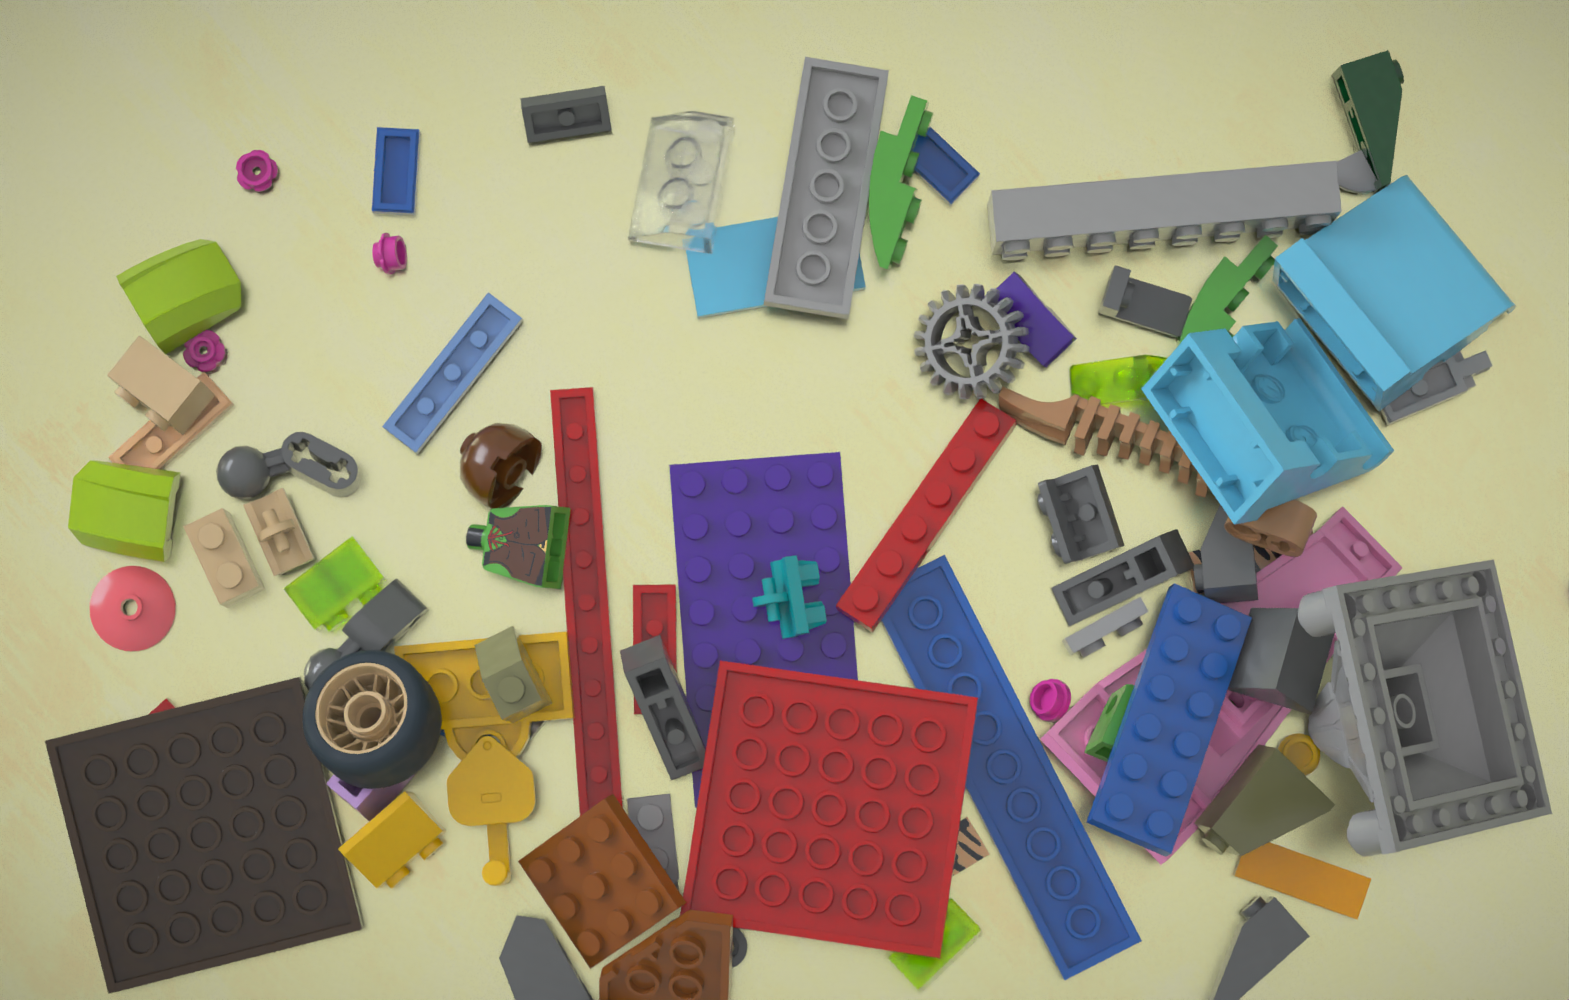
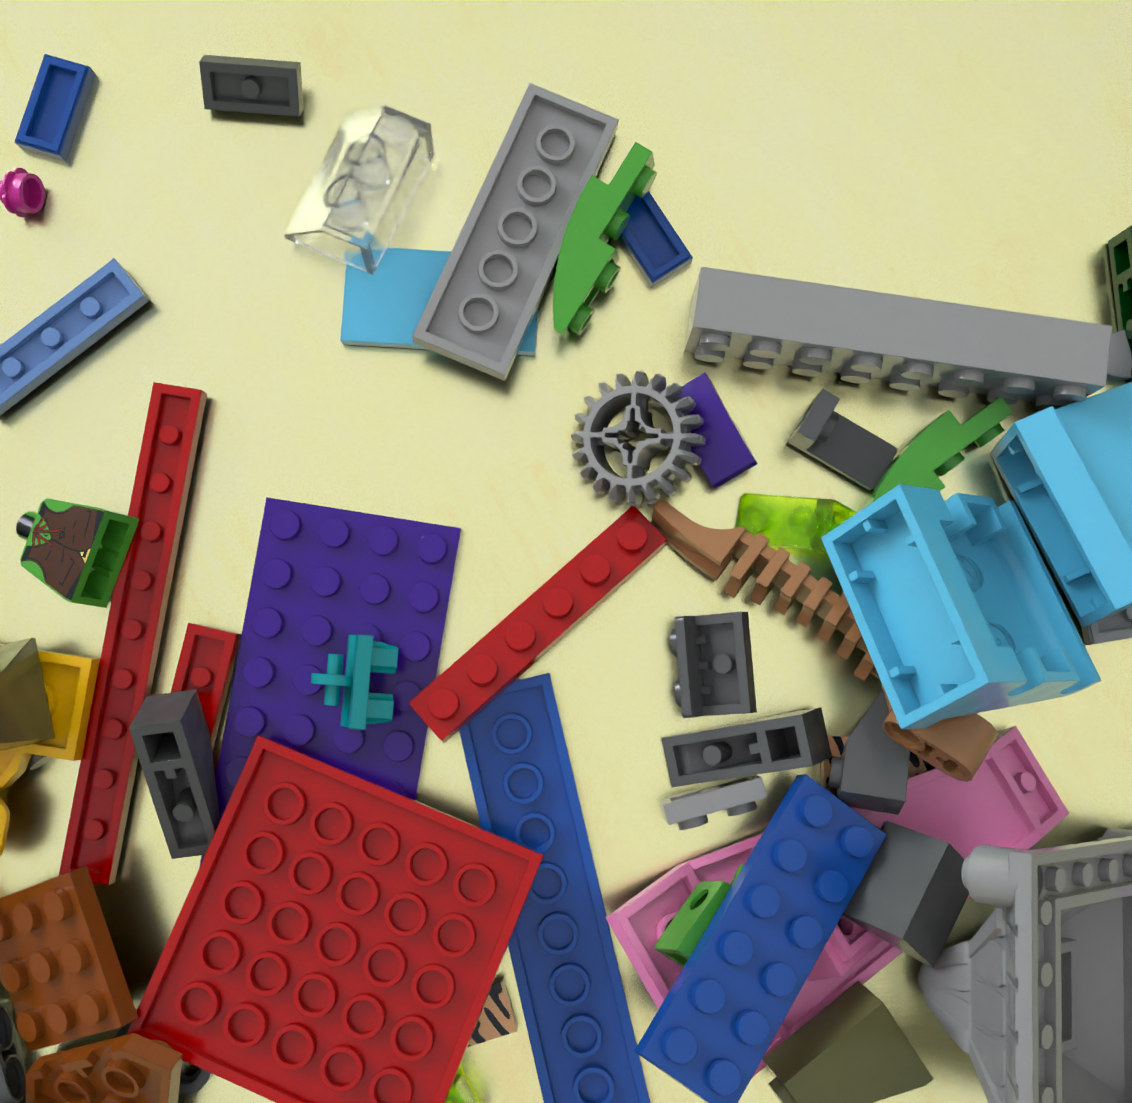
camera: 15 degrees right, 0 degrees up
(496, 461) = (71, 449): reddish brown cylinder -> none
(655, 823) = (141, 921): light grey hinge -> none
(1050, 699) = (630, 868): dark pink plate -> none
(1301, 752) = (902, 998): yellow plate -> none

